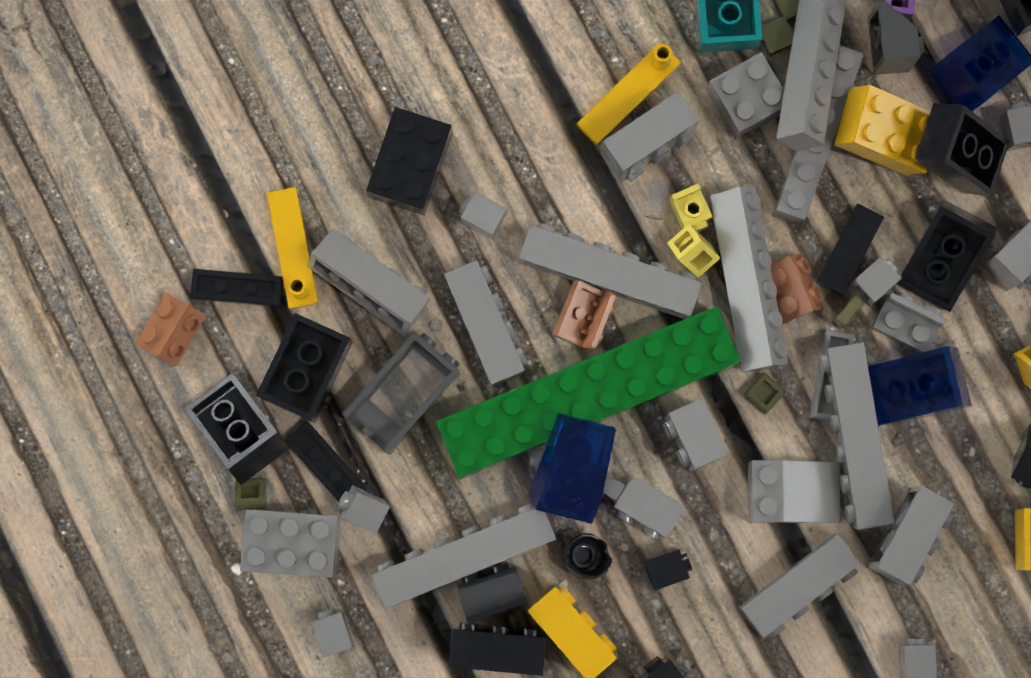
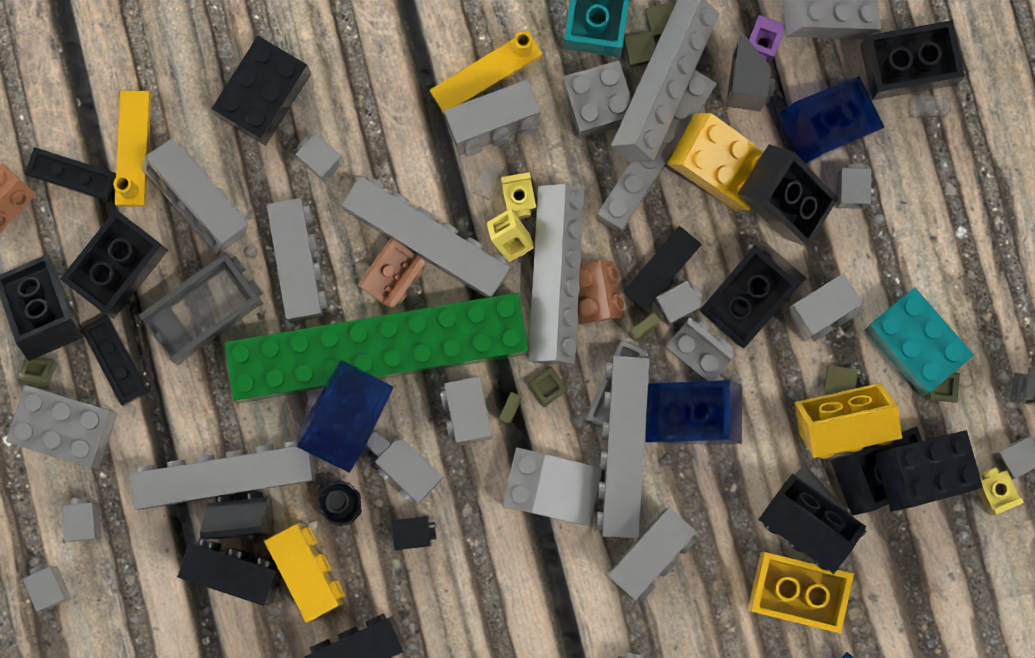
camera: 15 degrees right, 0 degrees up
(363, 509) = (137, 409): light grey brick -> none
(734, 423) = (510, 408): none -> olive tile
(800, 585) = (535, 577): light grey brick -> none

